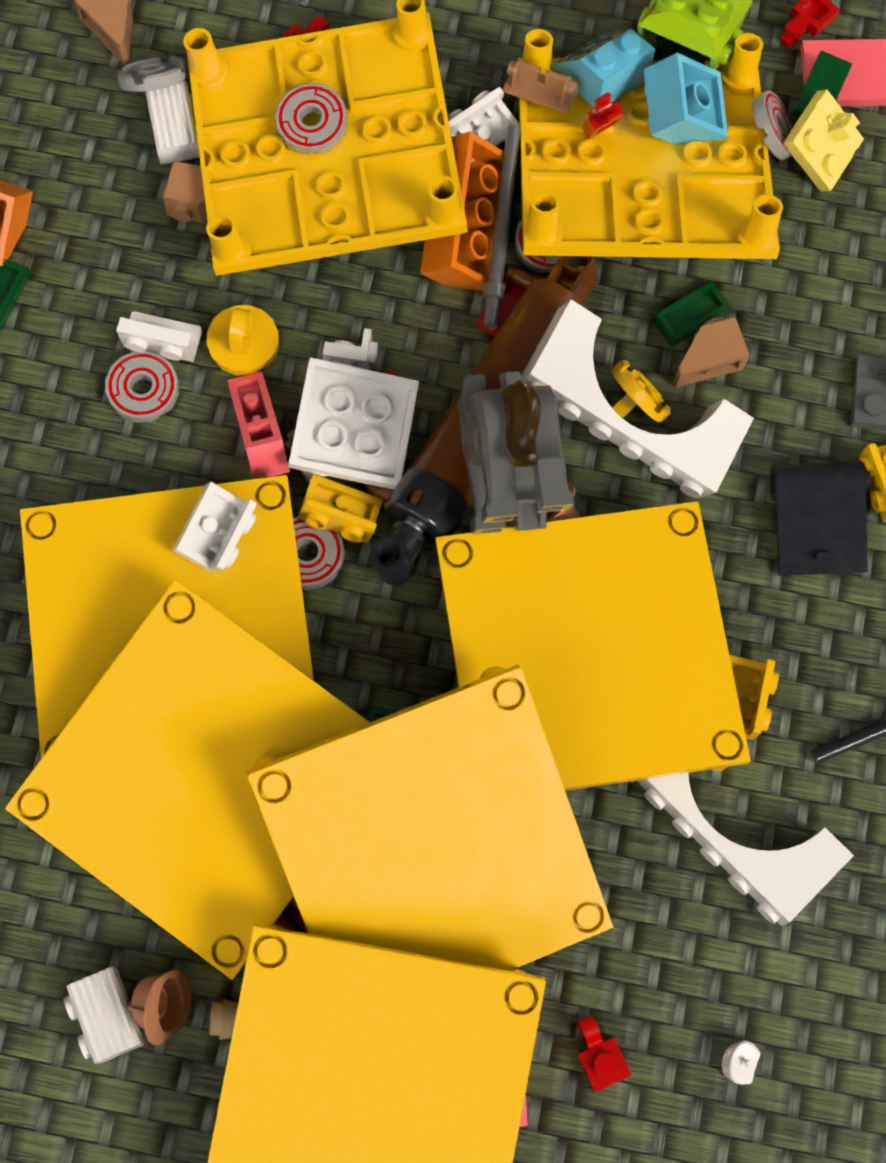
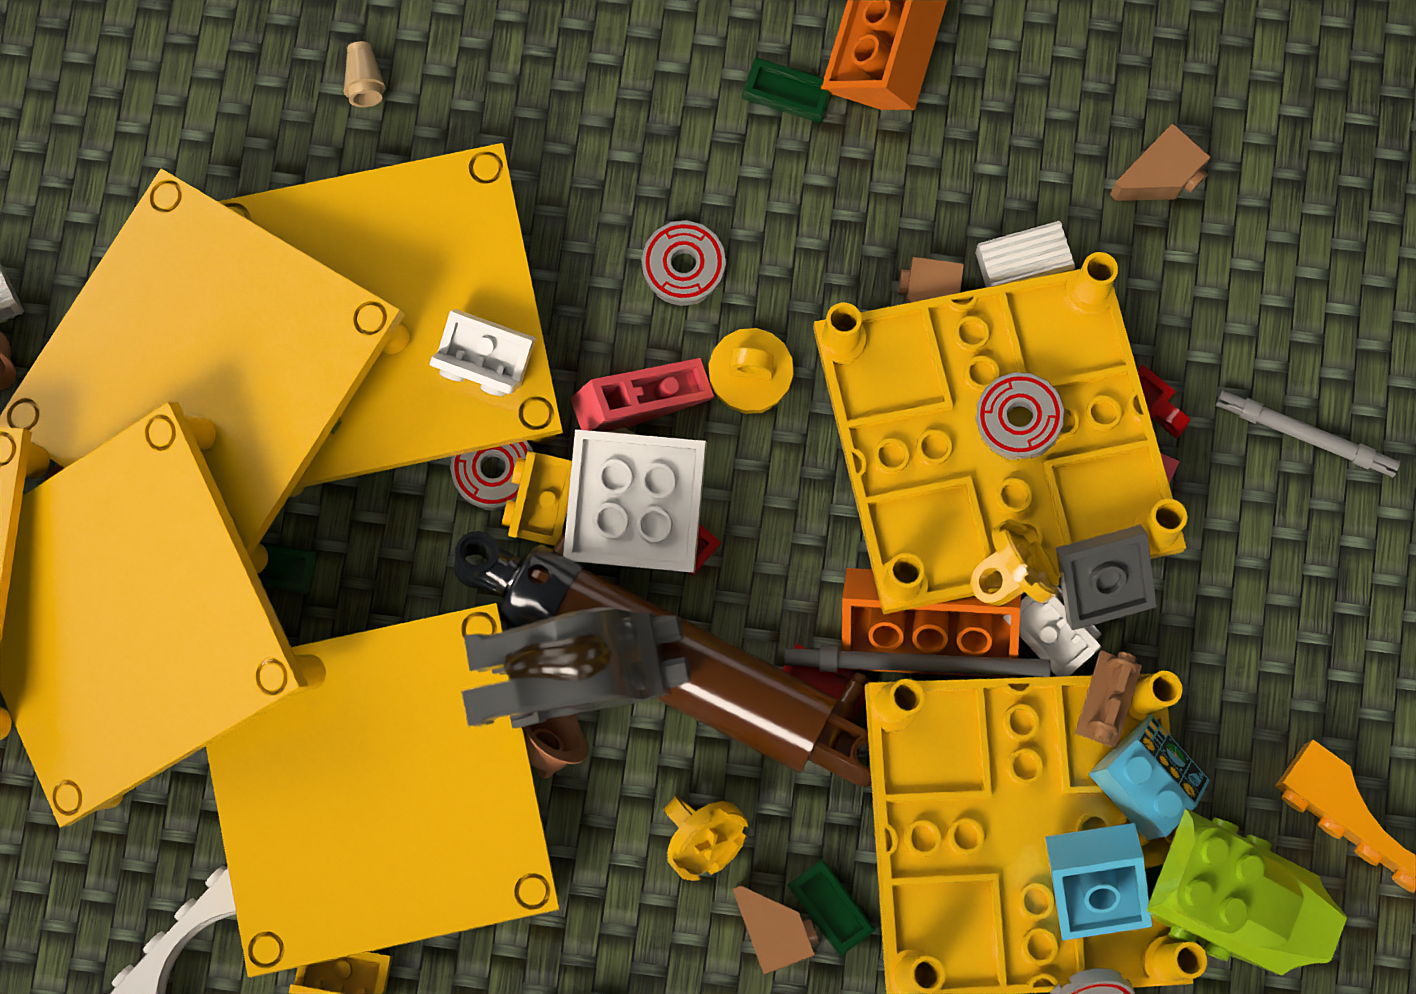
camera: 95 degrees right, 5 degrees up
(152, 74) = (1068, 213): light grey tile -> none
(159, 335) = (744, 276): white bracket -> none
(351, 355) = (736, 489): white bracket -> none
(442, 114) = (1022, 566): none -> yellow tile
(450, 65) = (1106, 577): none -> dark grey hinge
(602, 116) = (1063, 774): red plate -> none
(691, 458) = (632, 909): white arch -> none

